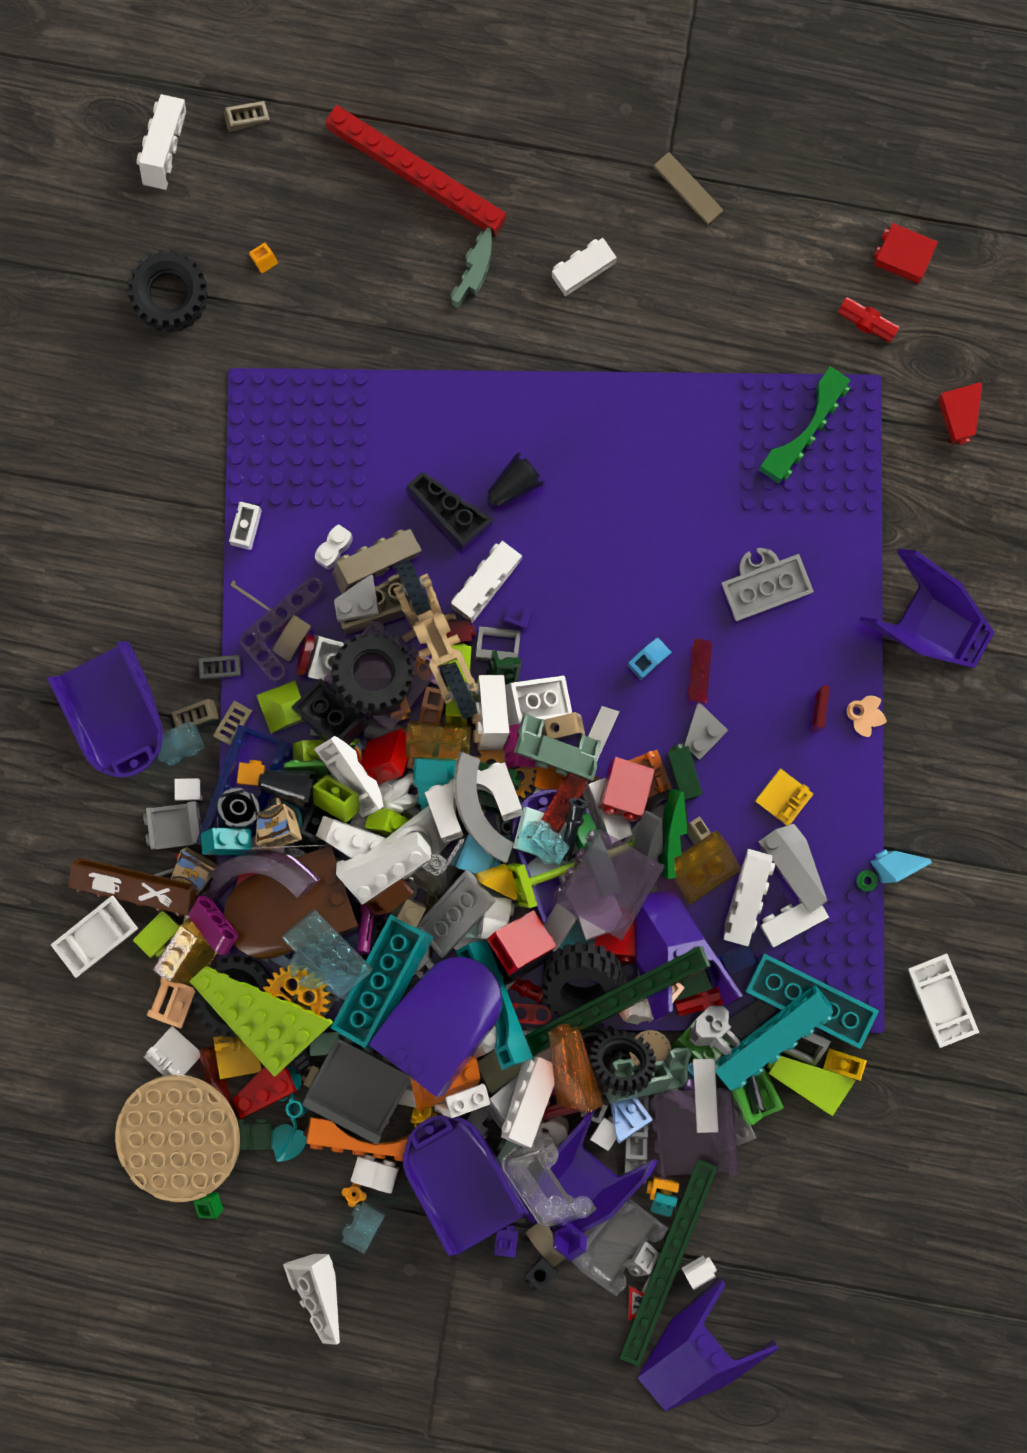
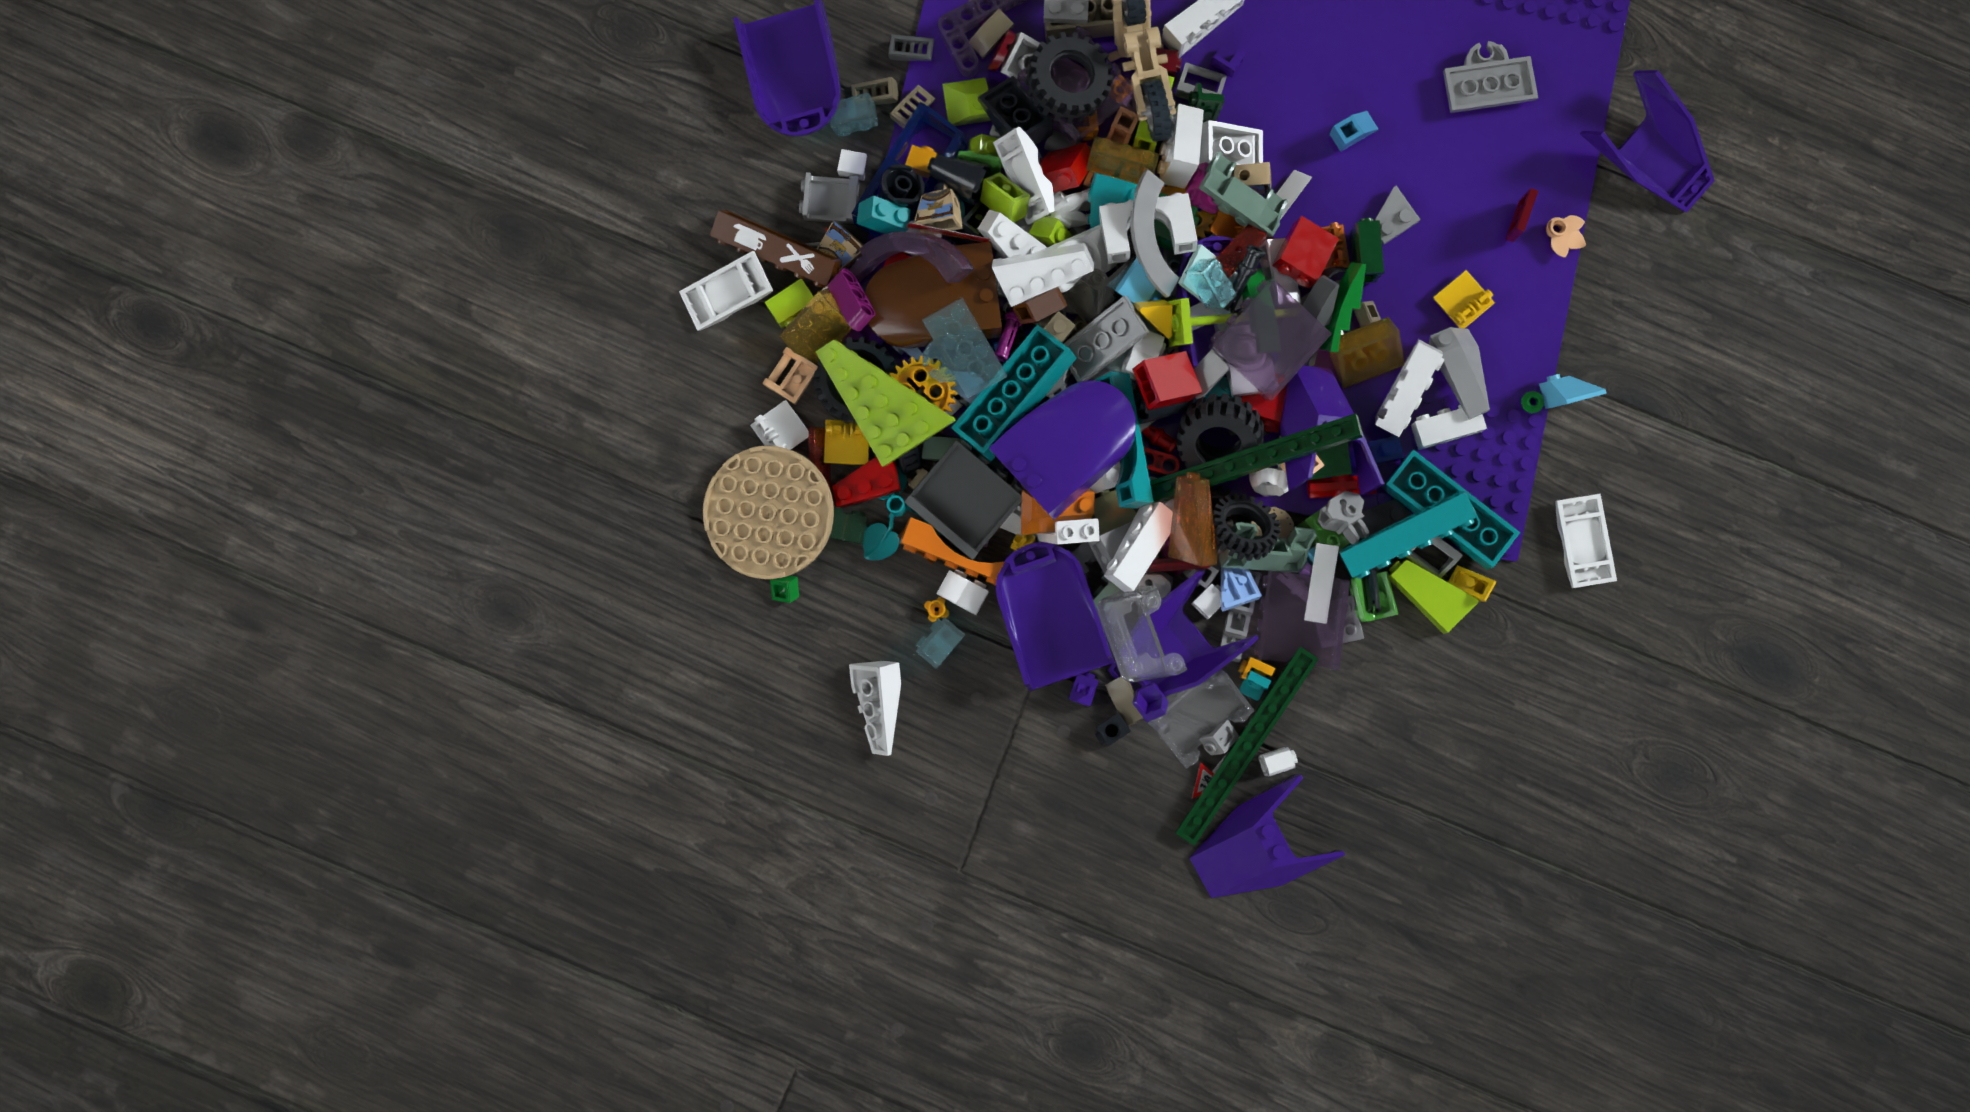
camera: 10 degrees right, 0 degrees up
(700, 671) = (1404, 153): clear red tile -> none

